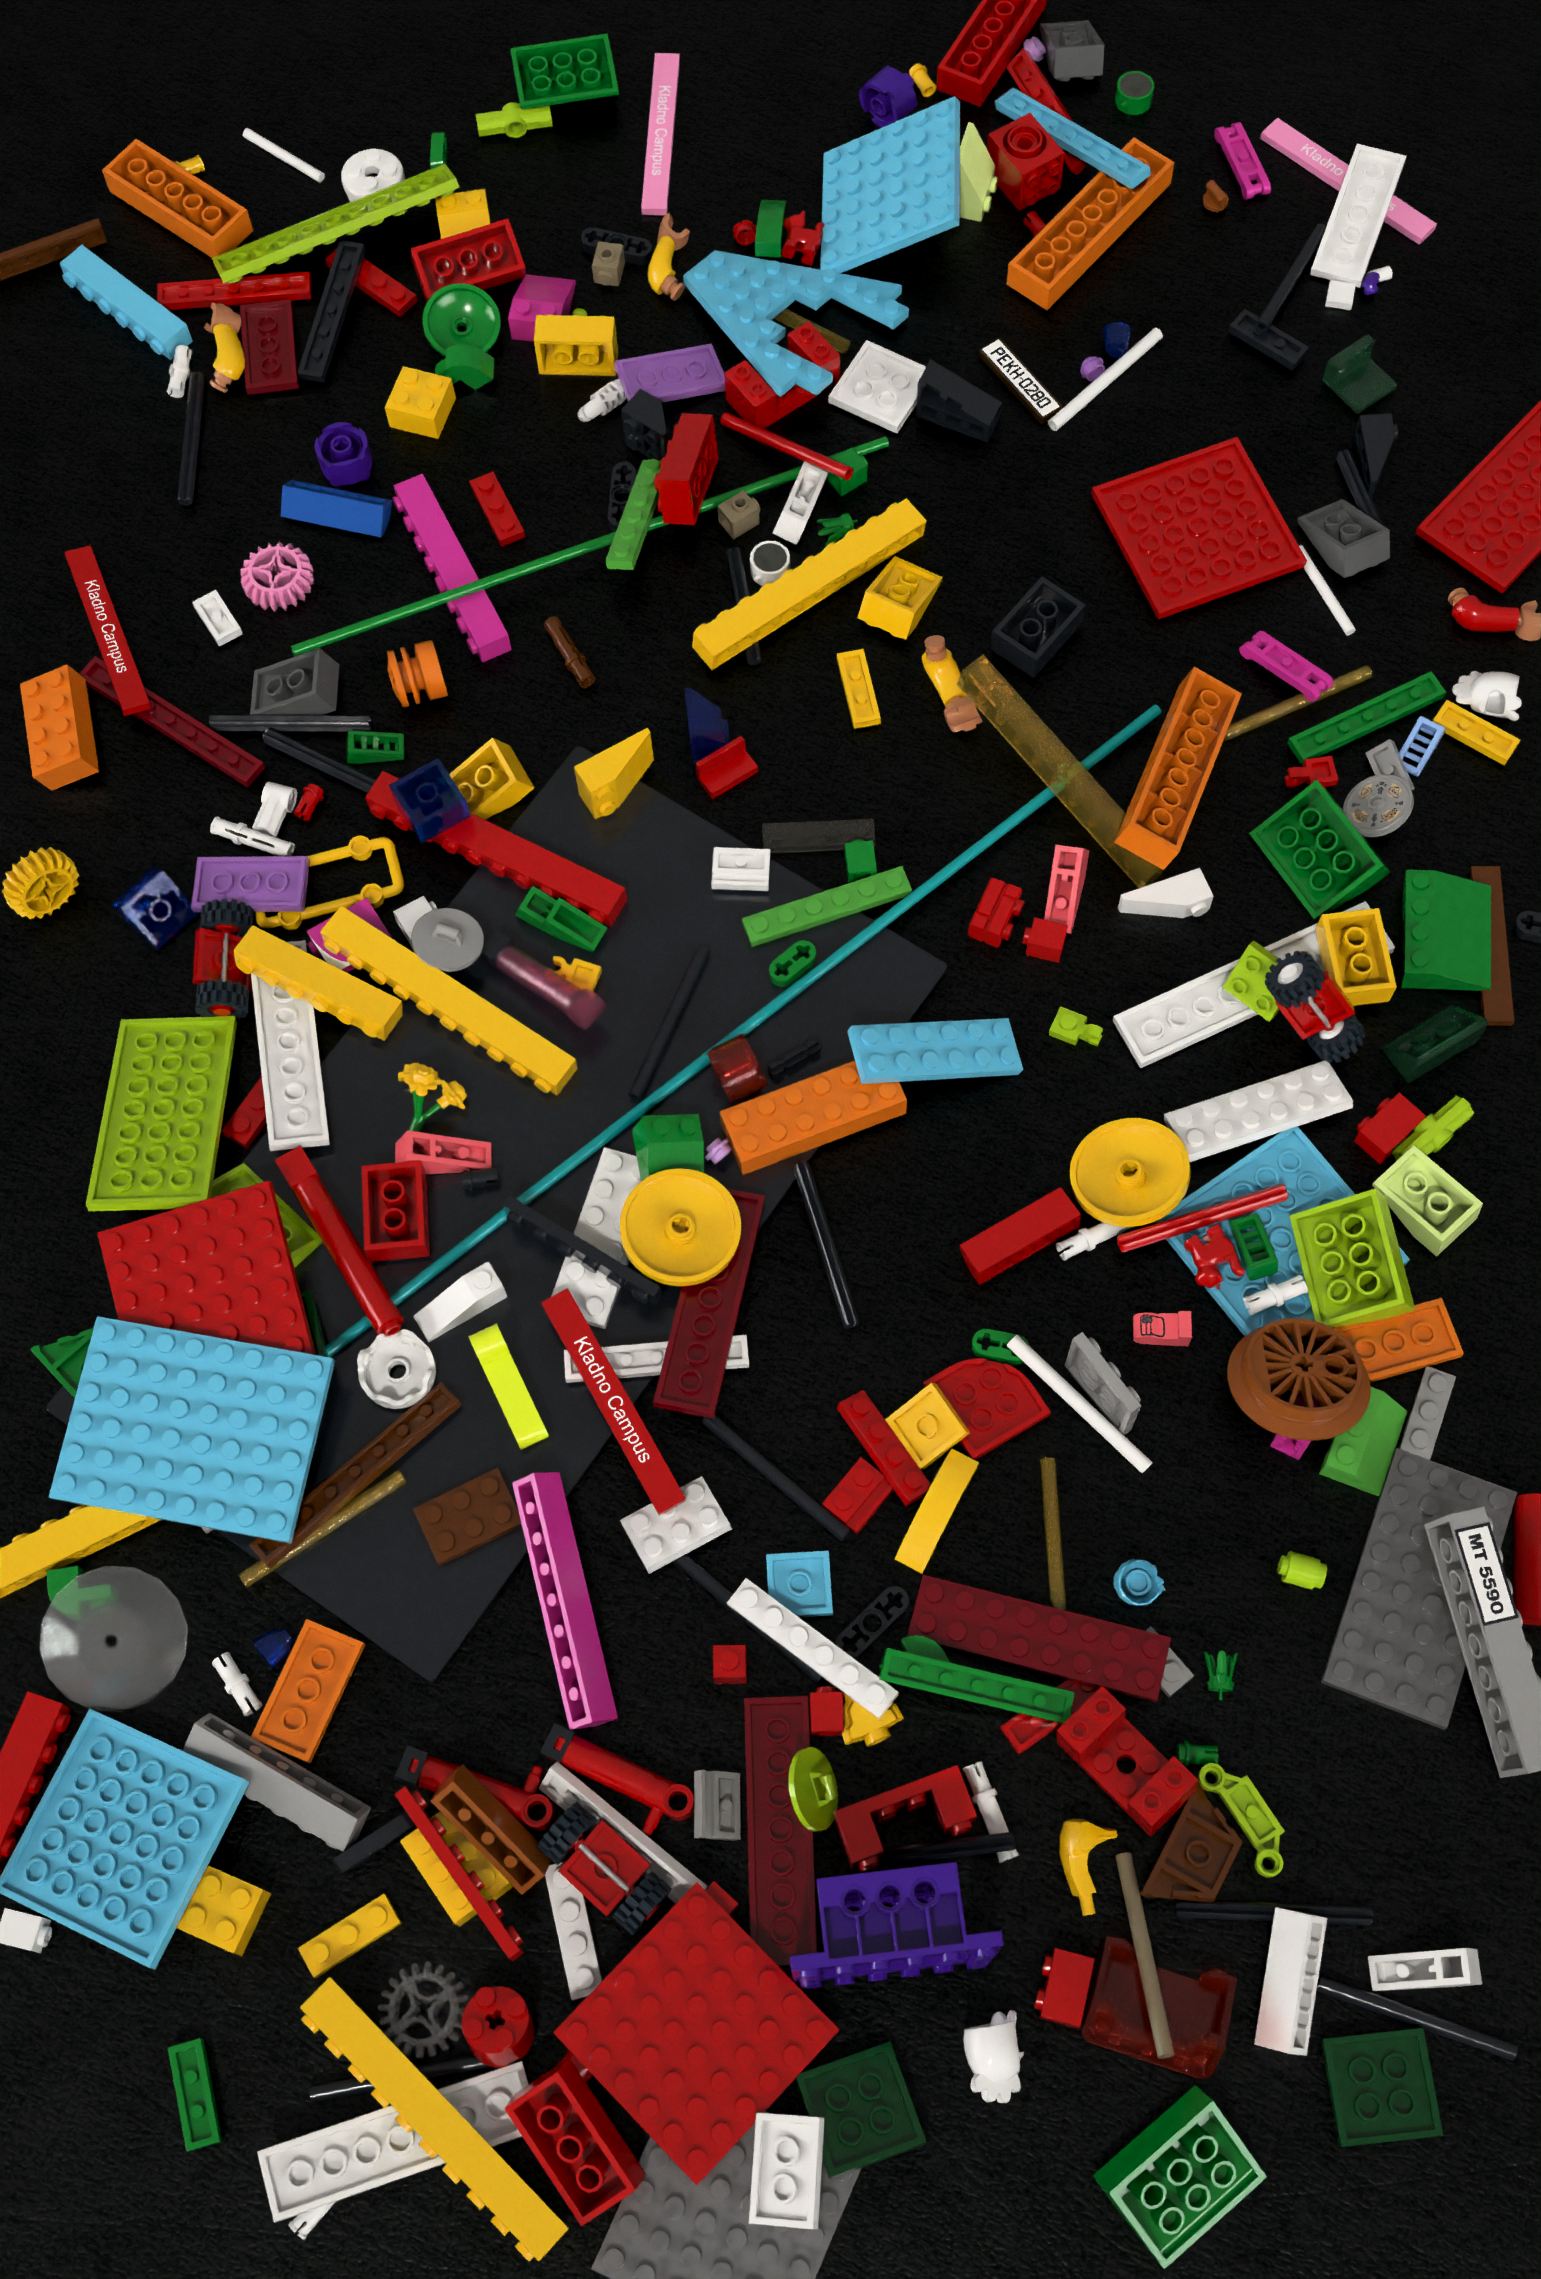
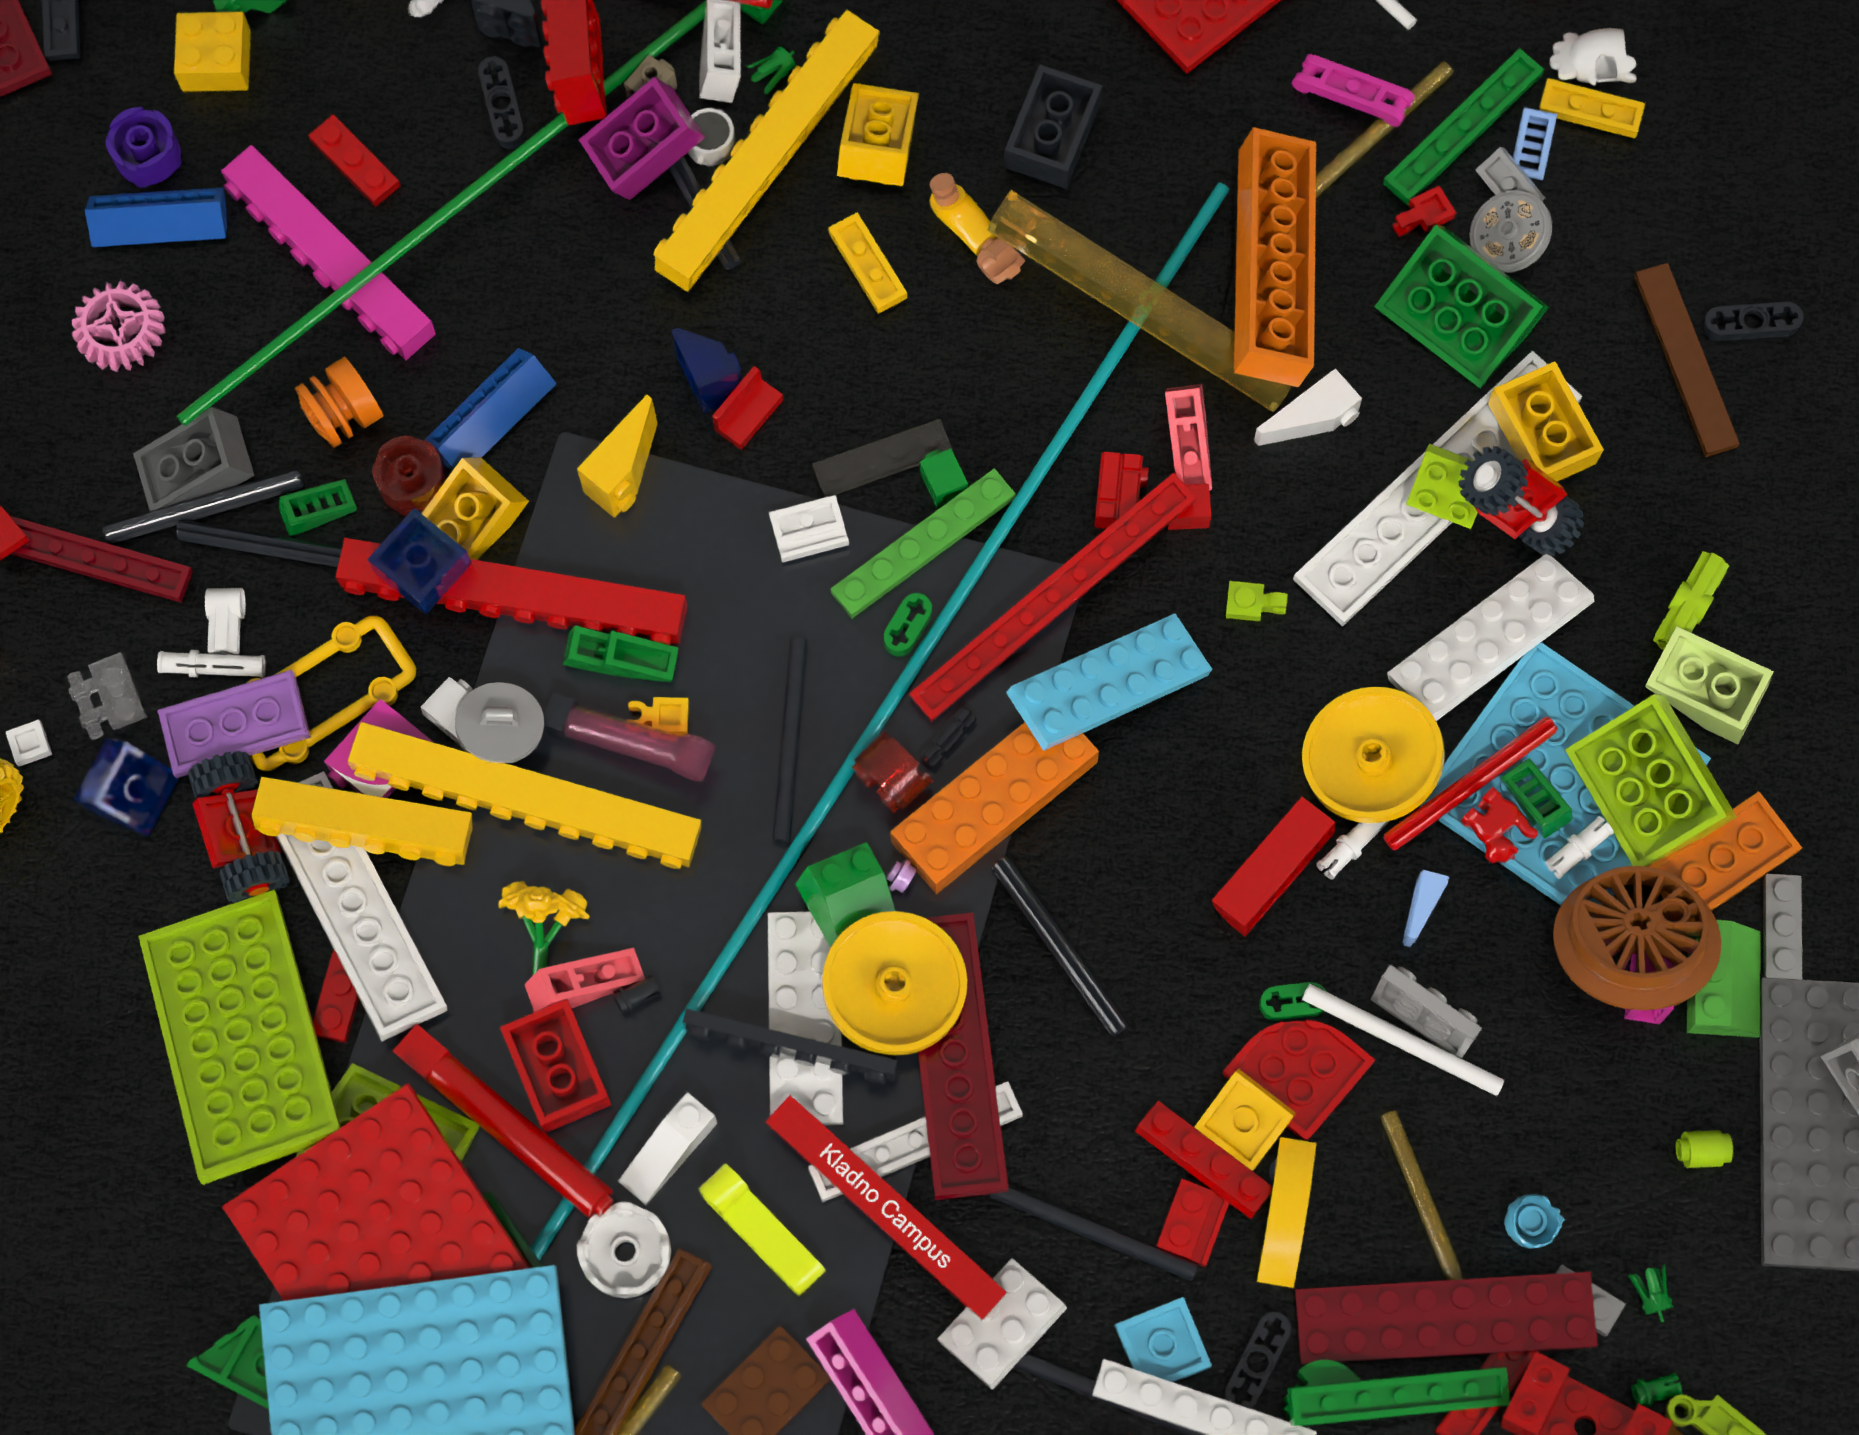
camera: 20 degrees left, 5 degrees up
(95, 855) = (28, 743): none -> white plate
(174, 838) = (116, 692): none -> clear plate
(217, 618) = (63, 400): white plate -> none
(308, 802) = (263, 597): red pin -> none
(450, 738) = (406, 456): none -> clear red brick
(532, 713) = (492, 409): none -> blue brick
(574, 660) = (518, 326): reddish brown pin -> none
(635, 518) = (532, 123): bright green plate -> none
(715, 547) = (642, 138): none -> magenta brick
(913, 974) = (1052, 597): none -> red plate
(1136, 1298) = (1426, 894): none -> light blue slope
(1163, 1328) = (1467, 923): coral leg -> none
(1388, 1128) = (1641, 612): red brick -> none
(1434, 1041) = (1658, 493): clear green slope -> none
(1445, 932) = (1631, 361): green slope -> none

